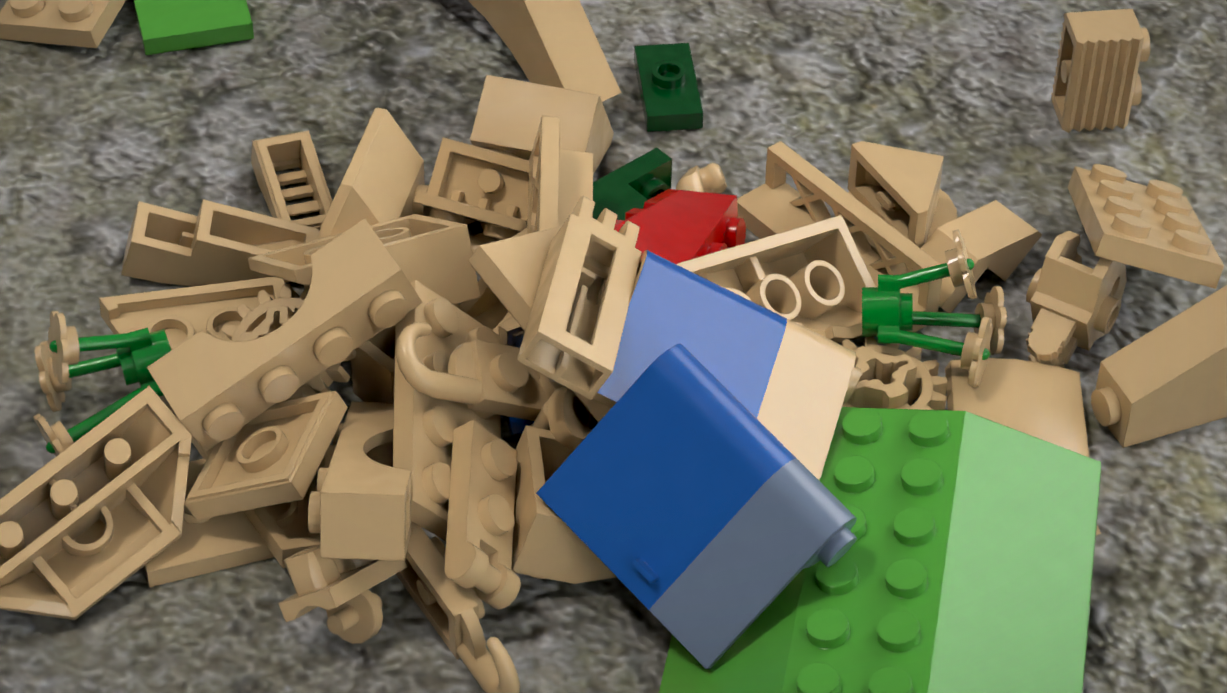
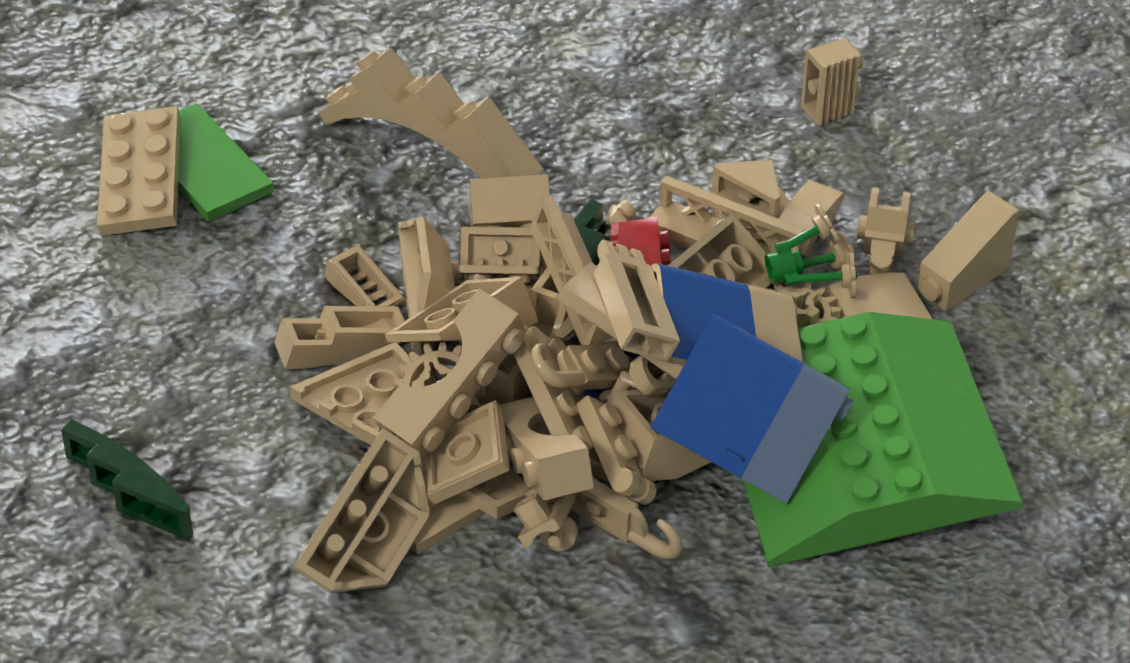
camera: 20 degrees left, 0 degrees up
(60, 362) = (348, 416): plant -> none
(668, 87) = (563, 157): dark green plate -> none
(1144, 225) = (908, 172): tan plate -> none

